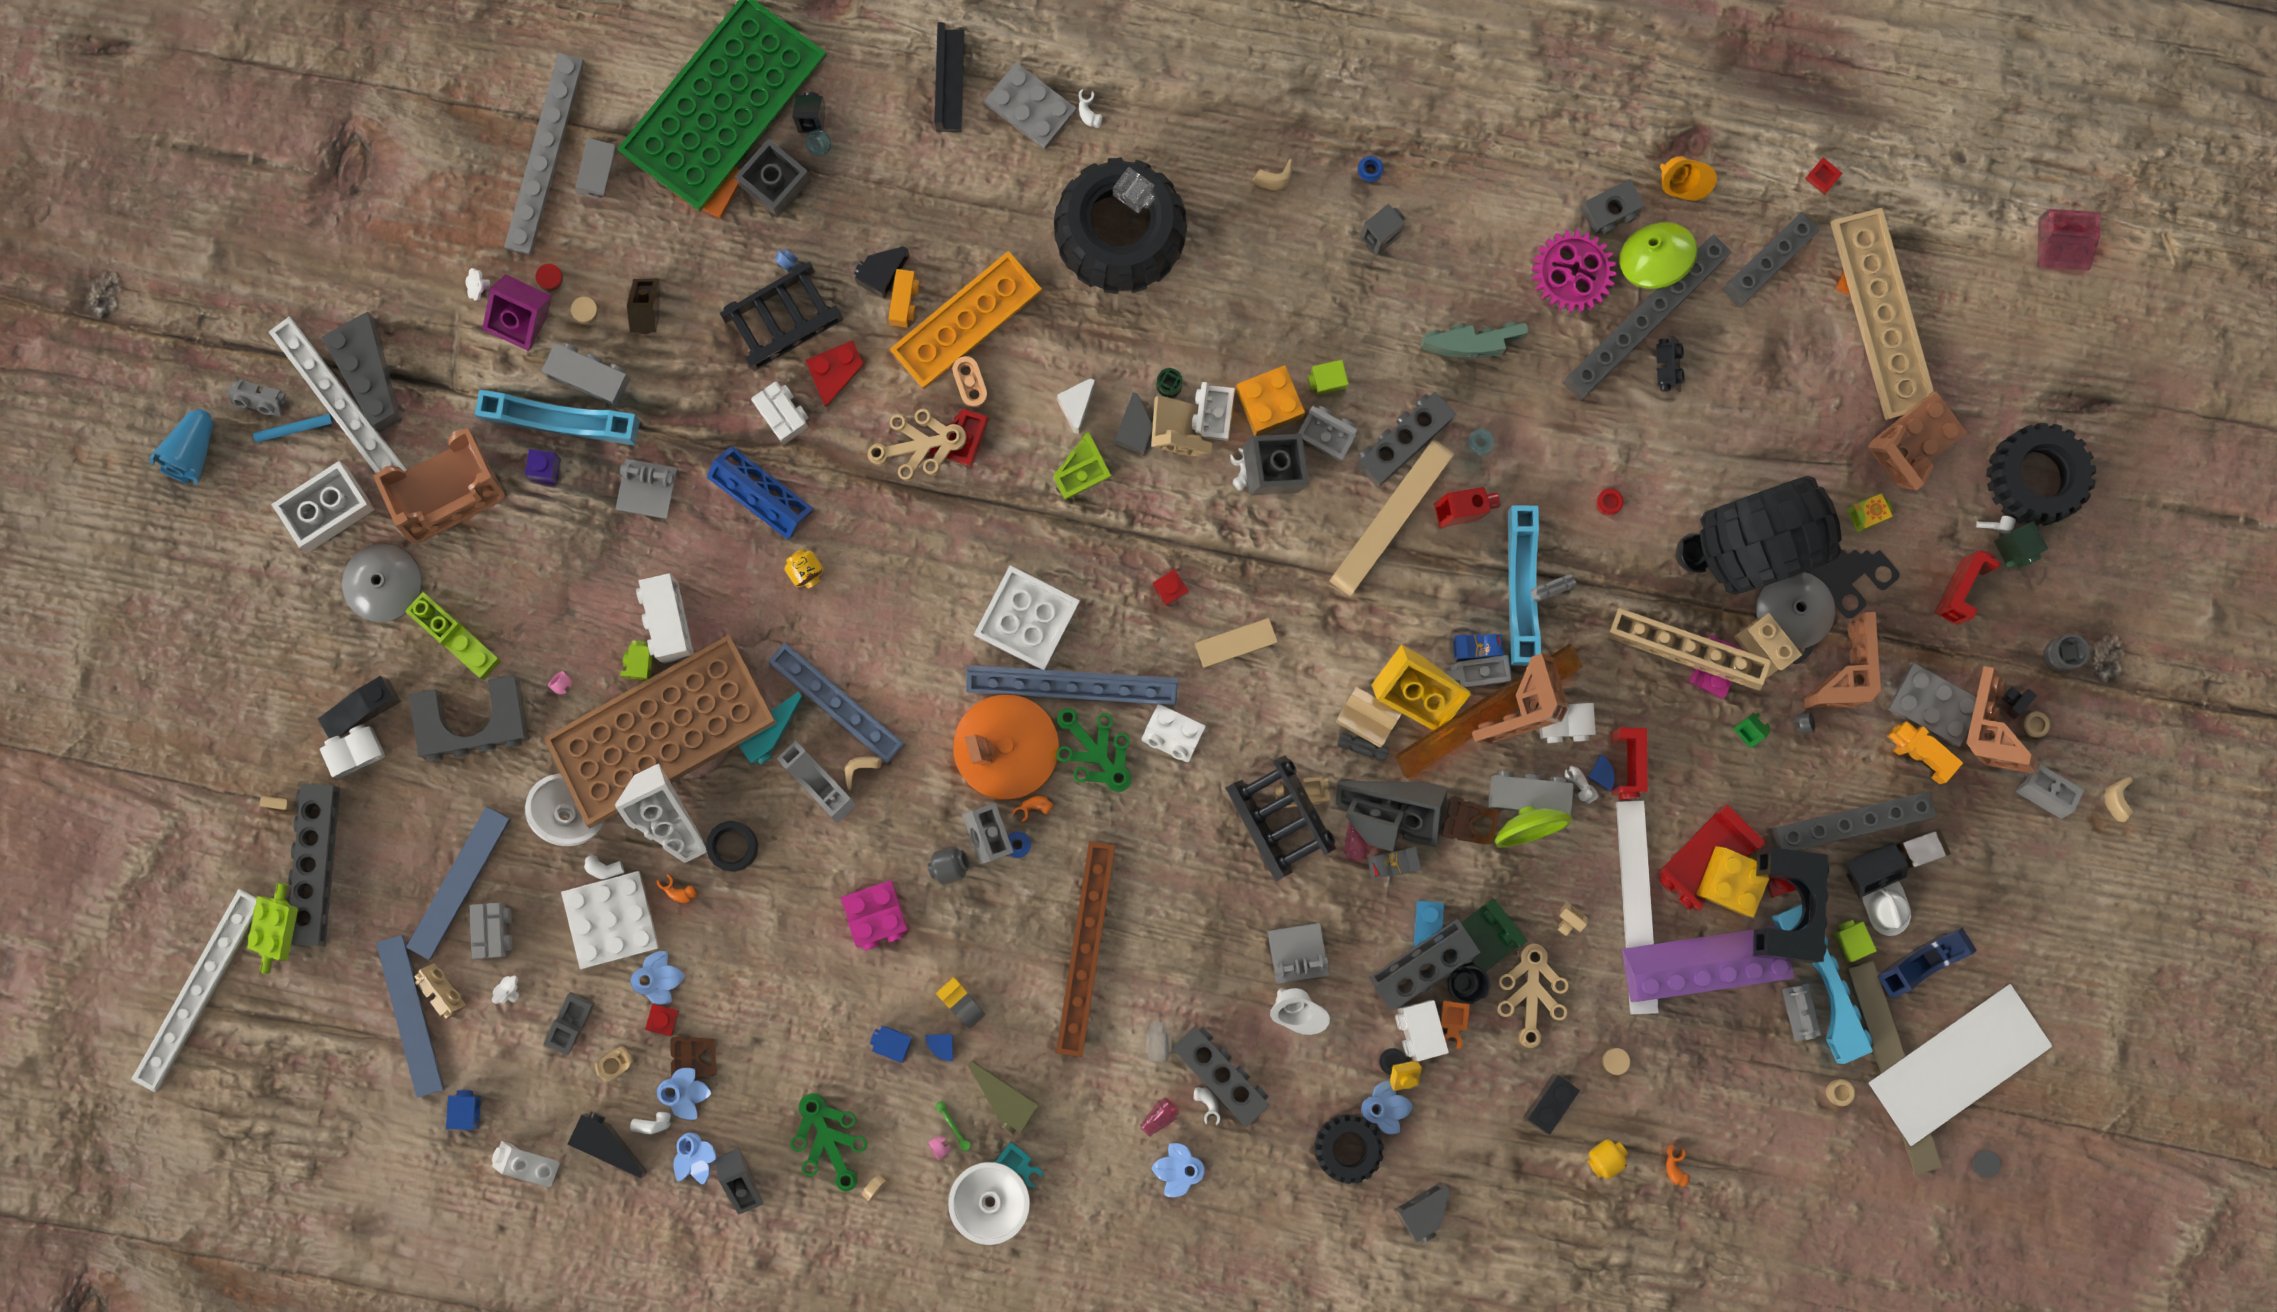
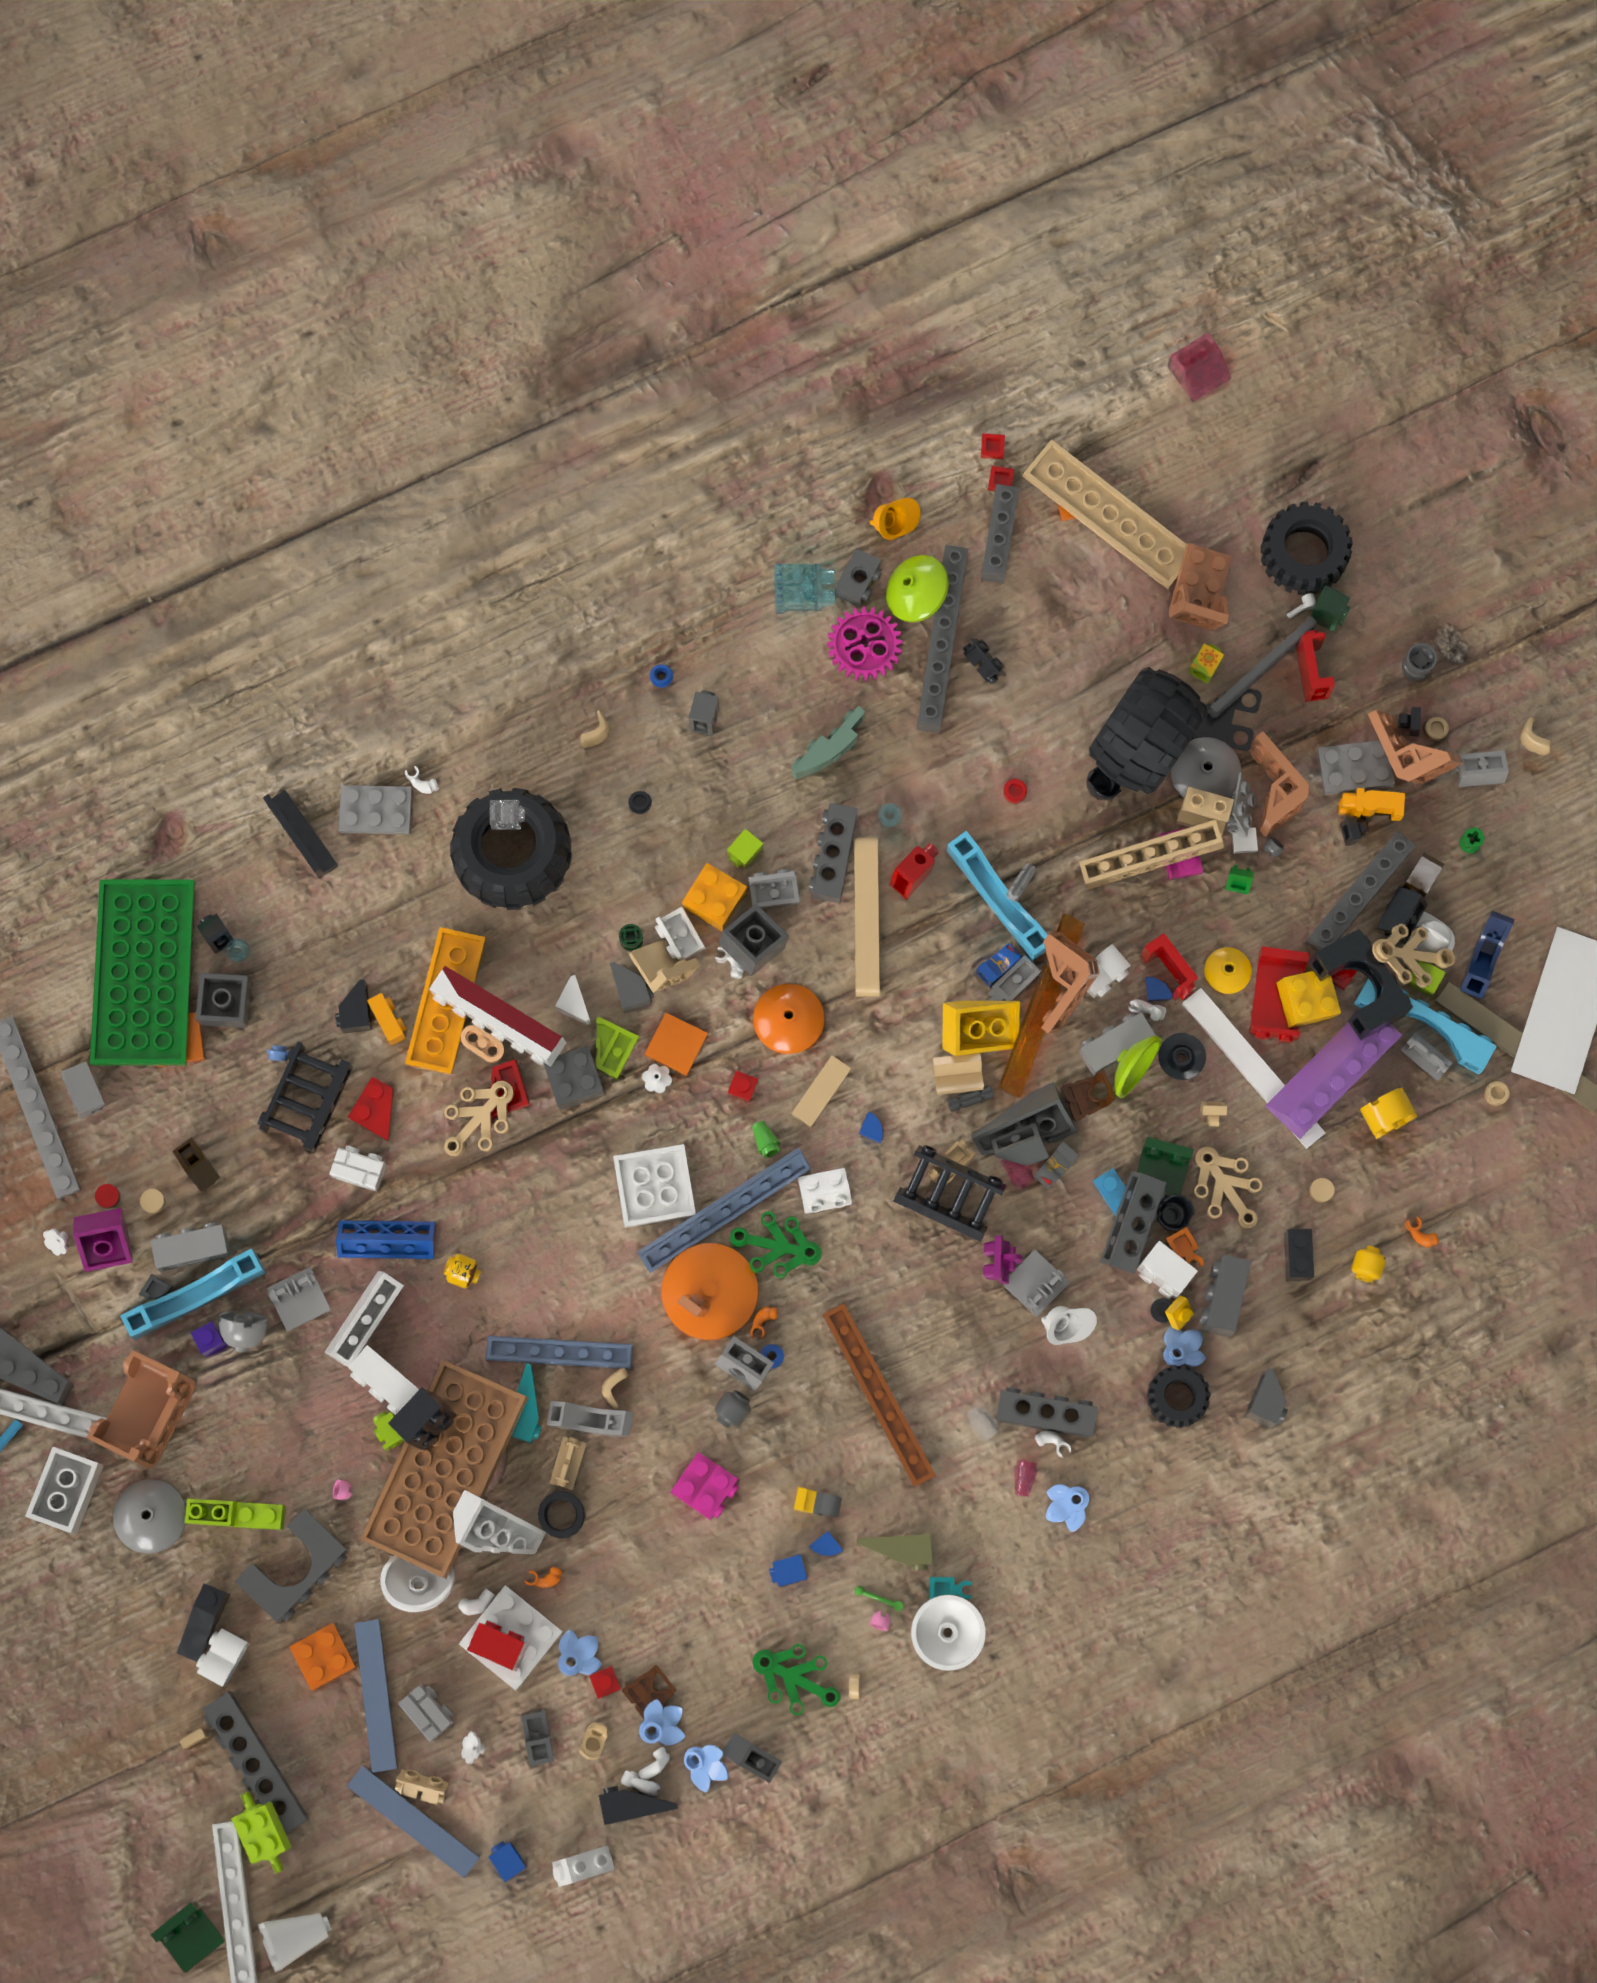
camera: 30 degrees left, 5 degrees down
(148, 970) = (189, 1936): none -> dark green bracket
(233, 1038) = (292, 1937): none -> white cone
(438, 815) = (322, 1656): none -> orange plate
(531, 387) = (155, 1288): none -> dark grey tile
(576, 480) = (242, 1330): none -> light grey cylinder
(589, 920) = (497, 1646): none -> red brick
(630, 1139) = (631, 1780): none -> white arm
(670, 674) = (423, 1419): none -> black brick
(687, 548) = (364, 1318): none -> white brick
(771, 805) = (568, 1463): none -> tan hinge
(998, 366) = (497, 1016): none -> brick
(1026, 470) = (574, 1078): none -> dark grey brick
(1100, 531) = (660, 1083): none -> white plant
(1139, 507) = (676, 1044): none -> orange tile
(1154, 651) = (766, 1141): none -> bright green cone
(1253, 575) = (792, 1034): none -> orange dish
(1256, 709) = (872, 1128): none -> blue tile
(1267, 268) = (640, 802): none -> black plate
(1285, 912) = (1004, 1260): none -> magenta hips
(1457, 1091) = (1224, 1295): none -> dark grey brick
(1554, 178) = (800, 587): none -> clear light blue hips
(1593, 847) = (1189, 1047): none -> black dish
(1667, 805) = (1220, 979): none -> yellow dish
(1728, 1038) = (1388, 1112): none -> yellow brick
(1783, 697) = (1245, 844): none -> white tile
(1801, 669) = (1244, 801): none -> light grey hinge
(1810, 208) = (1000, 476): none -> red plate
(1836, 893) = (1385, 951): none -> tan plant
(1889, 761) = (1353, 830): none -> black tile
(1916, 554) = (1261, 669): none -> dark grey tile
(1985, 844) = (1478, 840): none -> green bush

